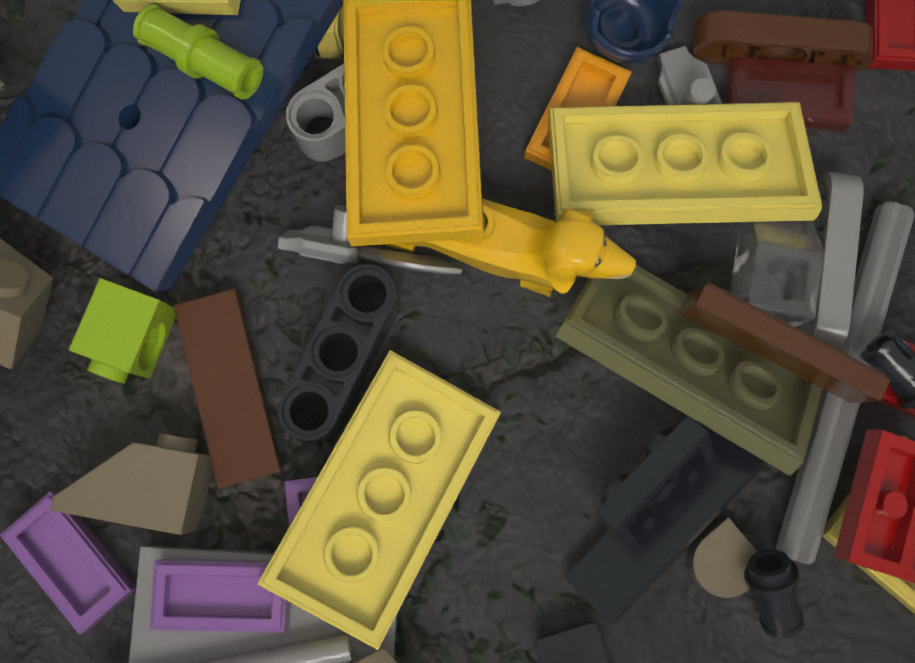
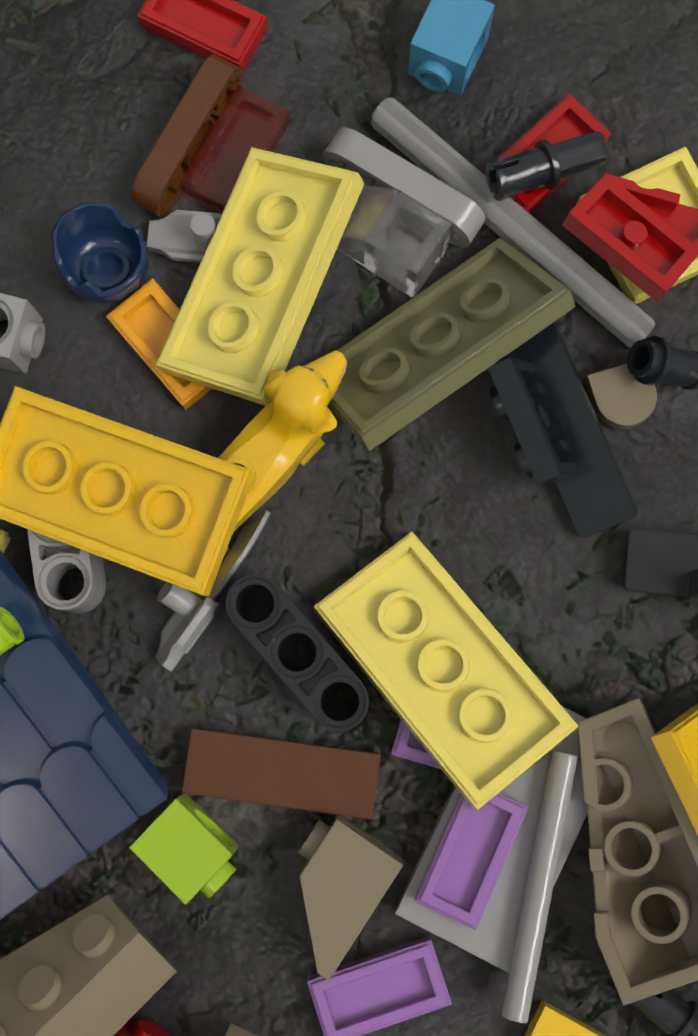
camera: 65 degrees left, 0 degrees up
(784, 345) = (460, 260): reddish brown tile -> none

